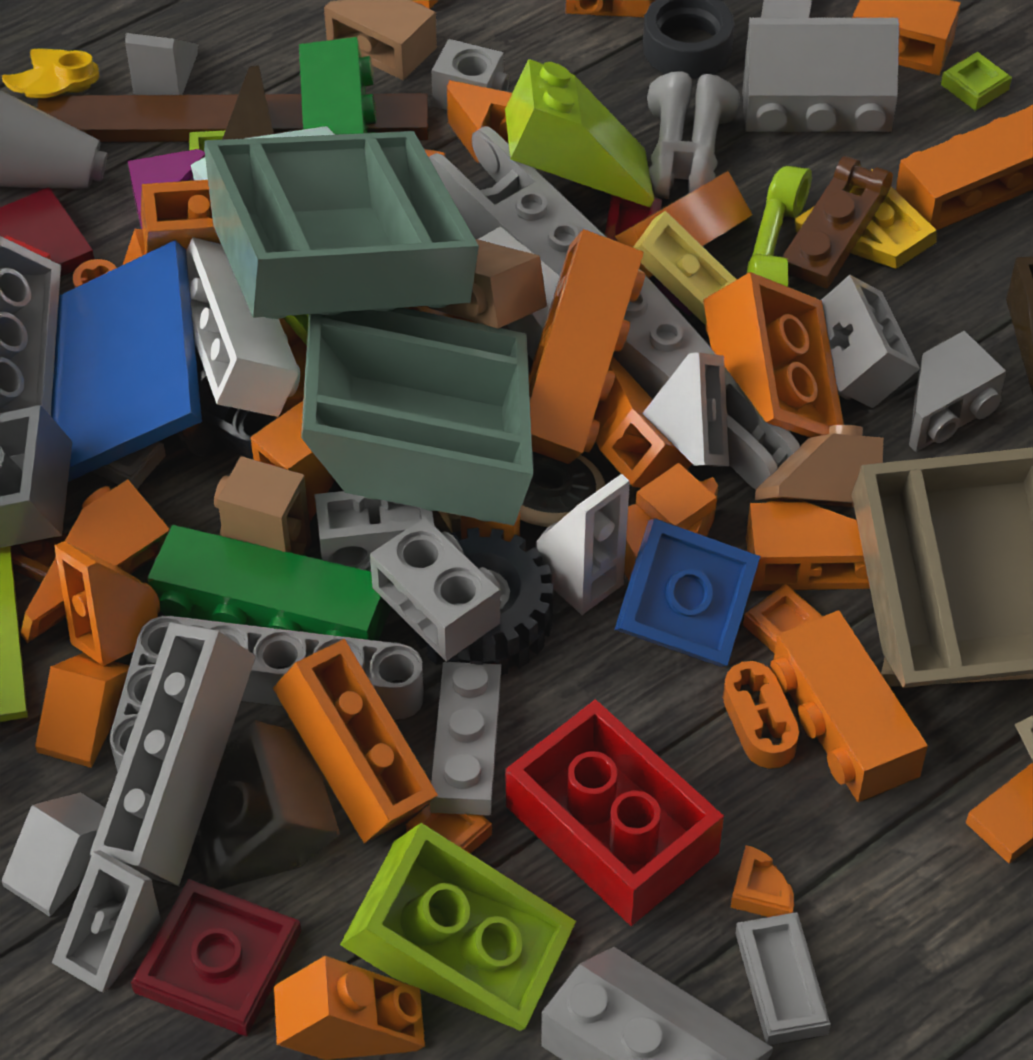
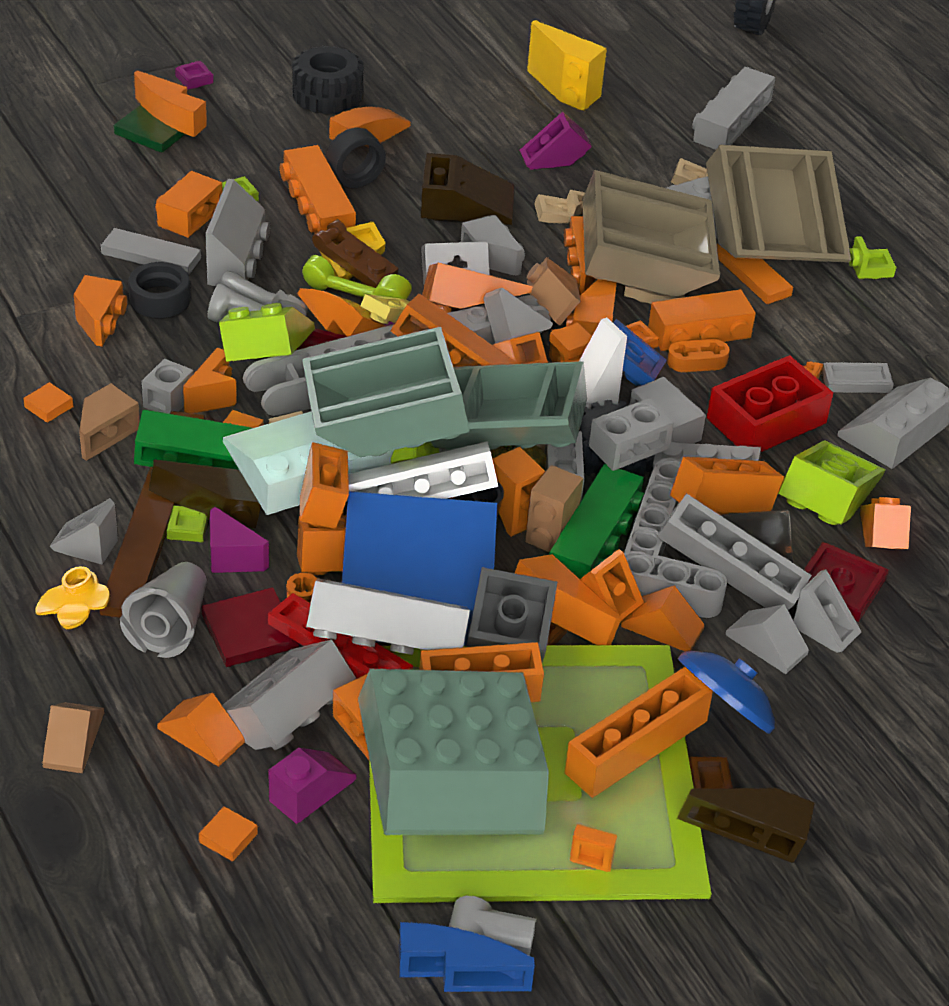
camera: 85 degrees left, 10 degrees down
(567, 668) = (686, 416): none -> light grey brick

